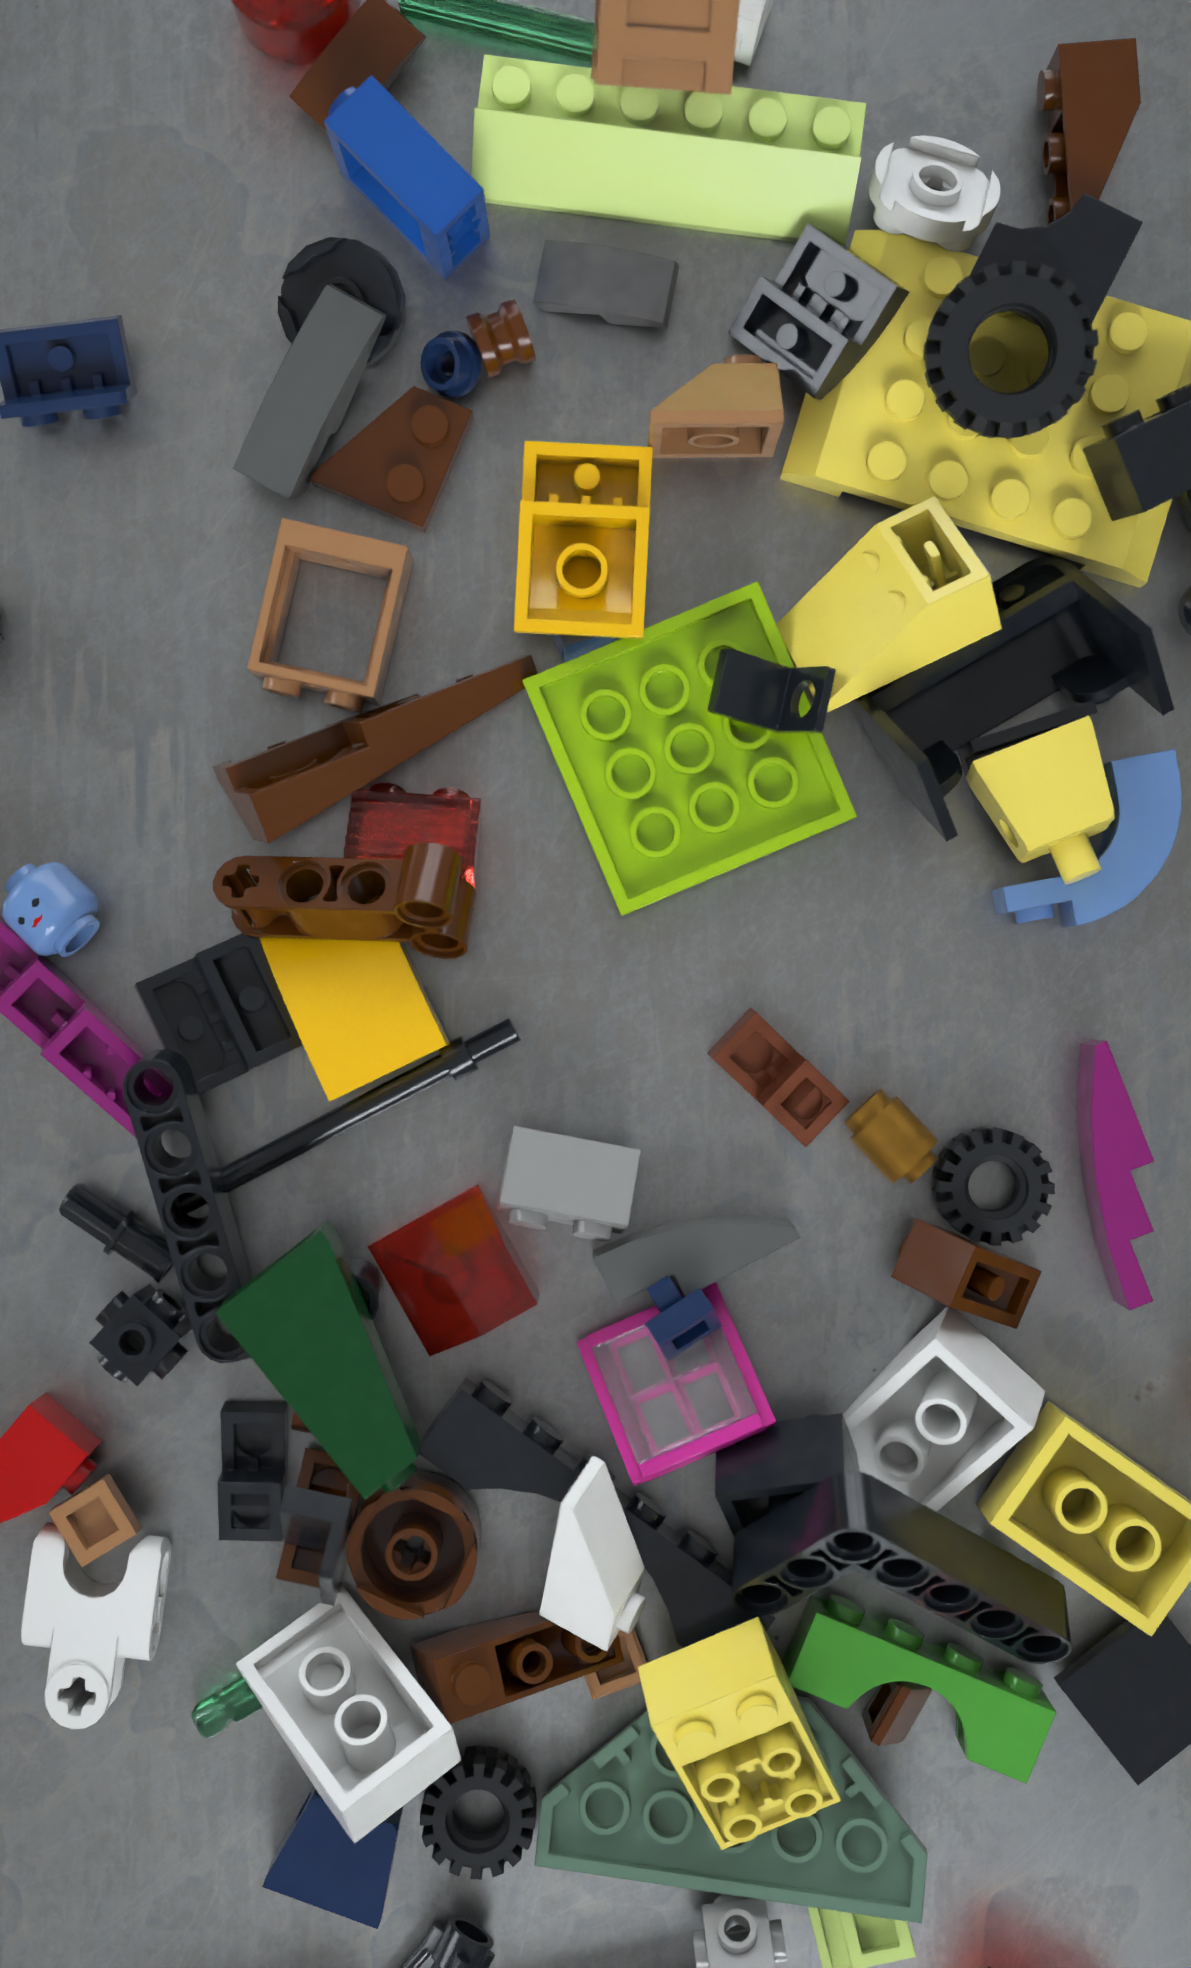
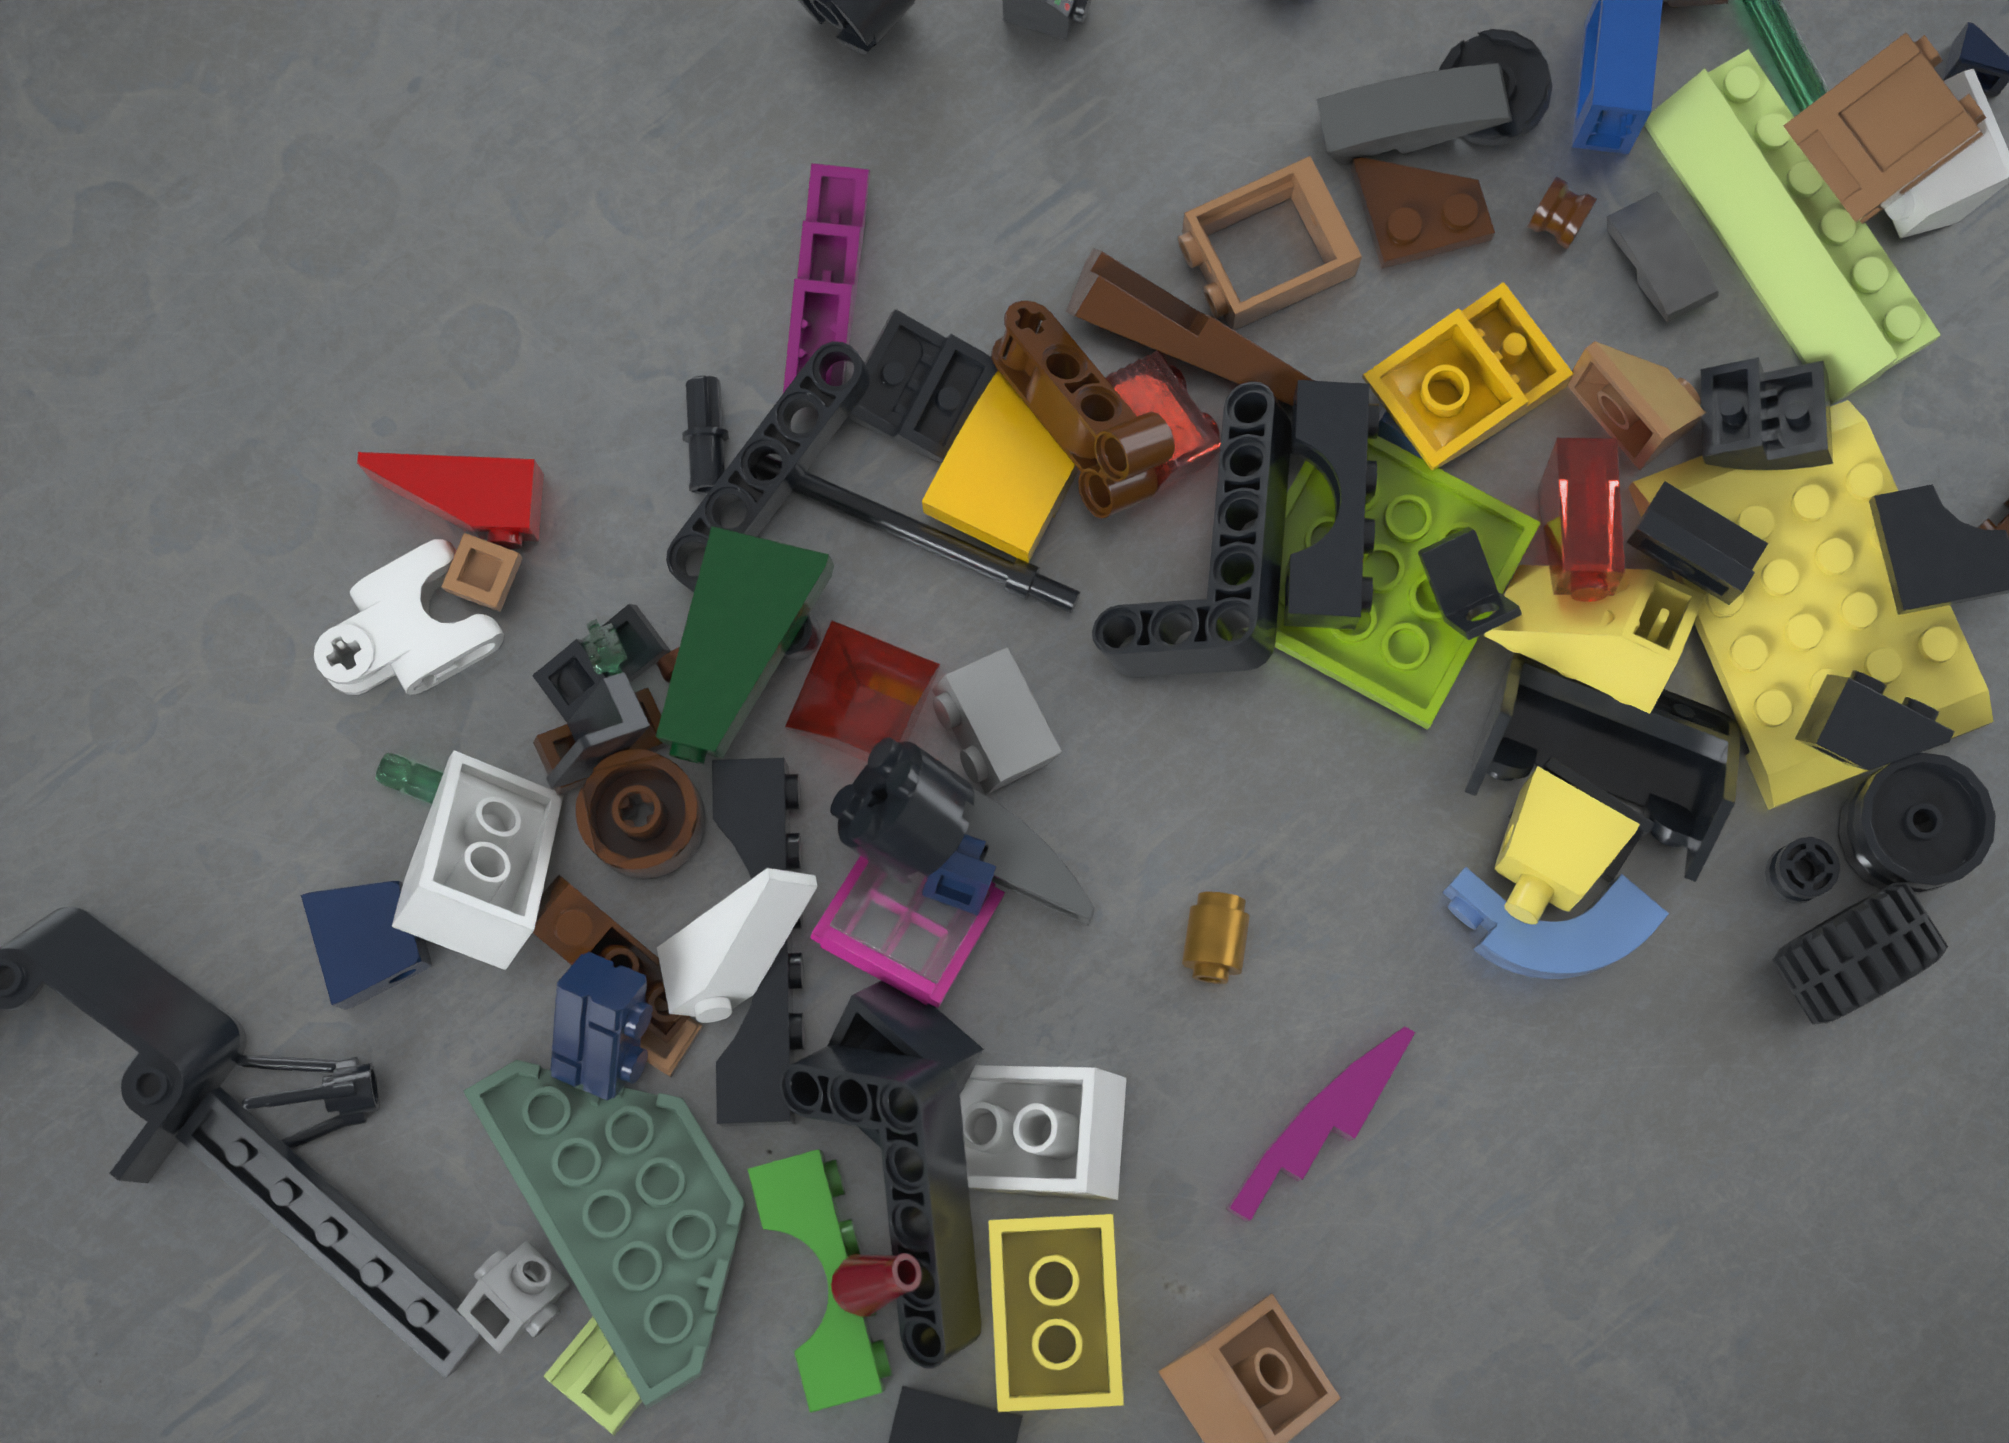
camera: 55 degrees right, 10 degrees down
(50, 909) = (902, 210): medium blue head -> none
(157, 1318) = (649, 522): black brick -> none
(248, 1474) = (604, 648): none -> clear green axle
(451, 363) = (1515, 192): dark blue plate -> none
(487, 1848) = (437, 1006): black tyre -> none
(545, 698) = (1332, 434): none -> black arch
(572, 1720) = (599, 1026): none -> dark blue brick
(583, 871) = (1233, 555): none -> black beam
(592, 1331) = (903, 810): none -> black brick
(737, 1733) = (683, 1155): light yellow slope -> none
(778, 1077) = (1193, 821): copper slope -> none
(793, 548) = (1583, 518): none -> clear red slope
(887, 465) = (1697, 543): none -> black panel
(894, 1711) = (788, 1282): reddish brown slope -> none
(944, 216) = (1896, 420): white plate -> none
(965, 1274) = (1159, 1072): reddish brown slope -> none
(966, 1659) = (873, 1281): none -> dark red cone
(1030, 1191) = (1266, 1014): black tyre -> none
(1068, 337) = (1858, 508): black tyre -> none

